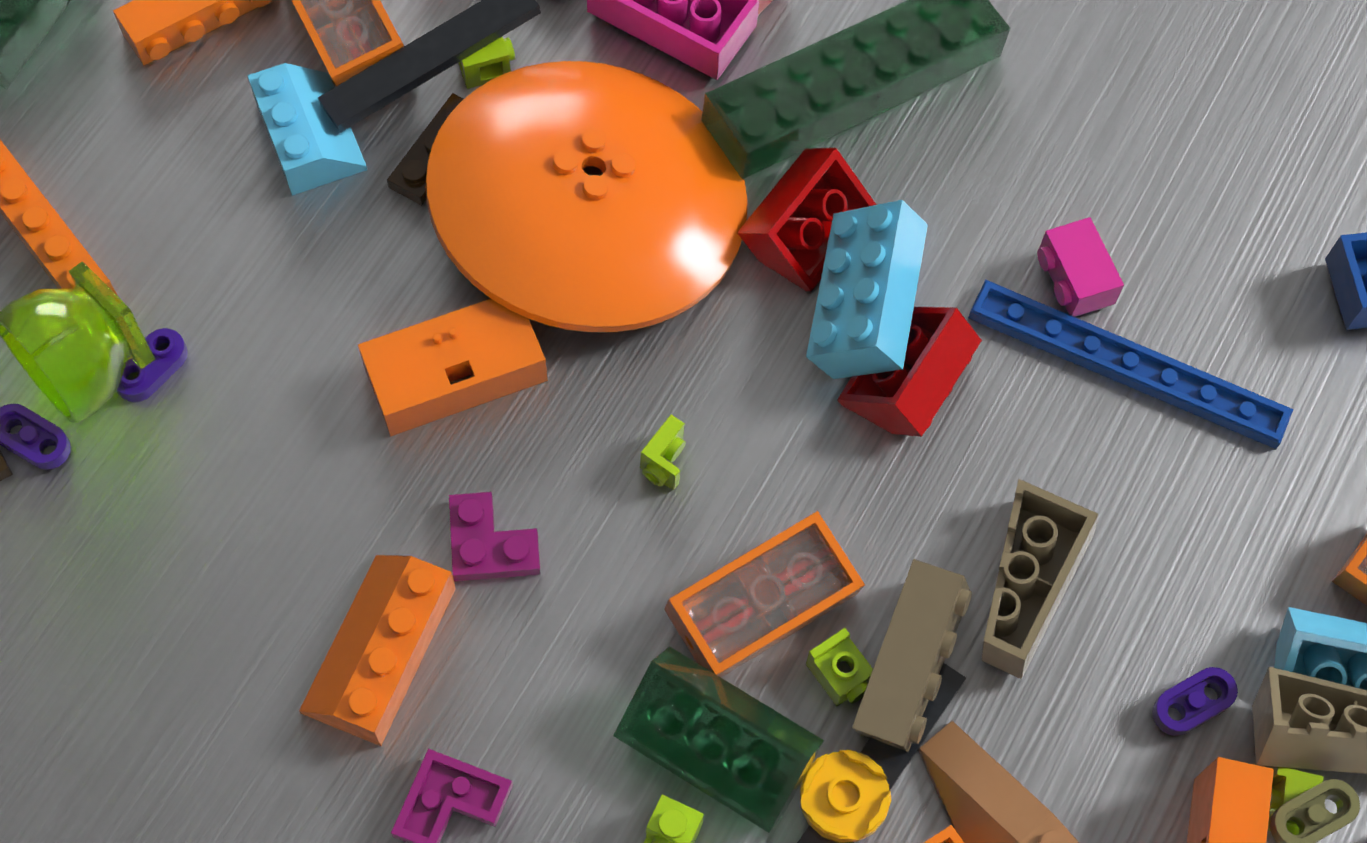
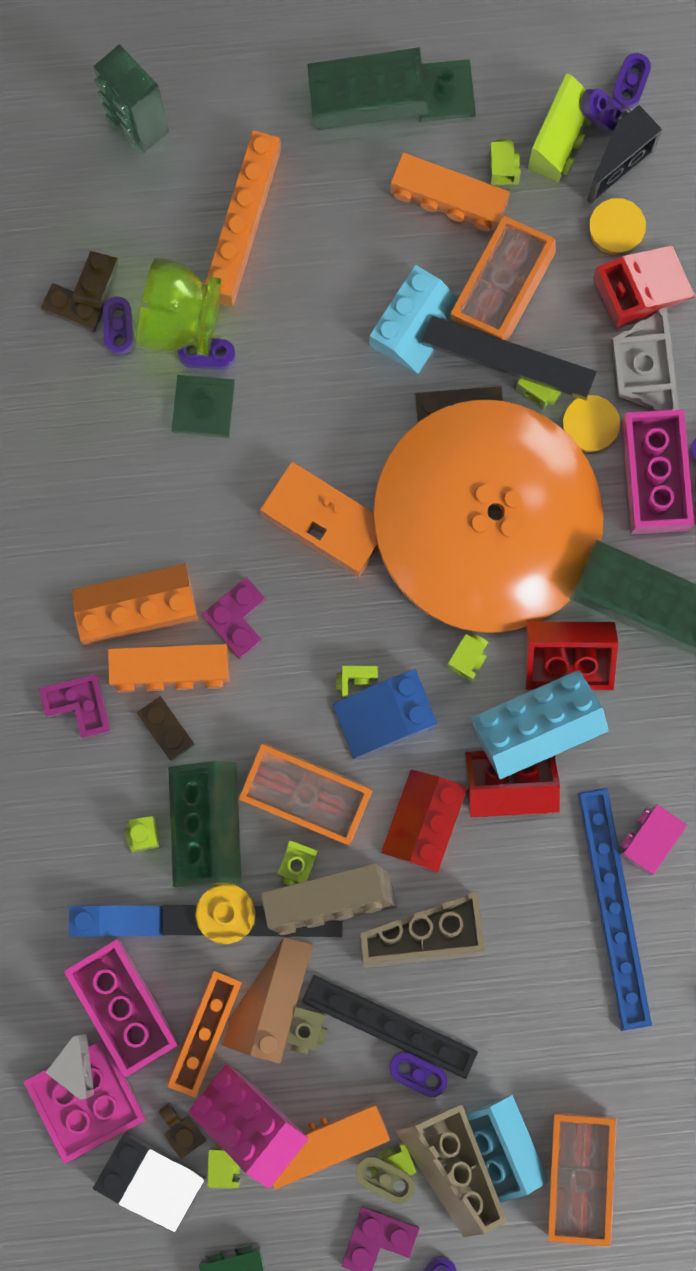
camera: 60 degrees right, 15 degrees up
(207, 410) = (203, 406): none -> clear green tile
(487, 656) = (168, 667): none -> orange brick
(558, 716) = (165, 728): none -> dark brown plate
(566, 35) = (592, 423): none -> yellow tile
(731, 321) = (468, 656): none -> lime brick
(731, 449) = (385, 714): none -> blue slope
(890, 490) = (424, 820): none -> red slope
(1061, 791) = (306, 1030): none -> olive brick
(1110, 699) = (390, 1026): none -> black tile

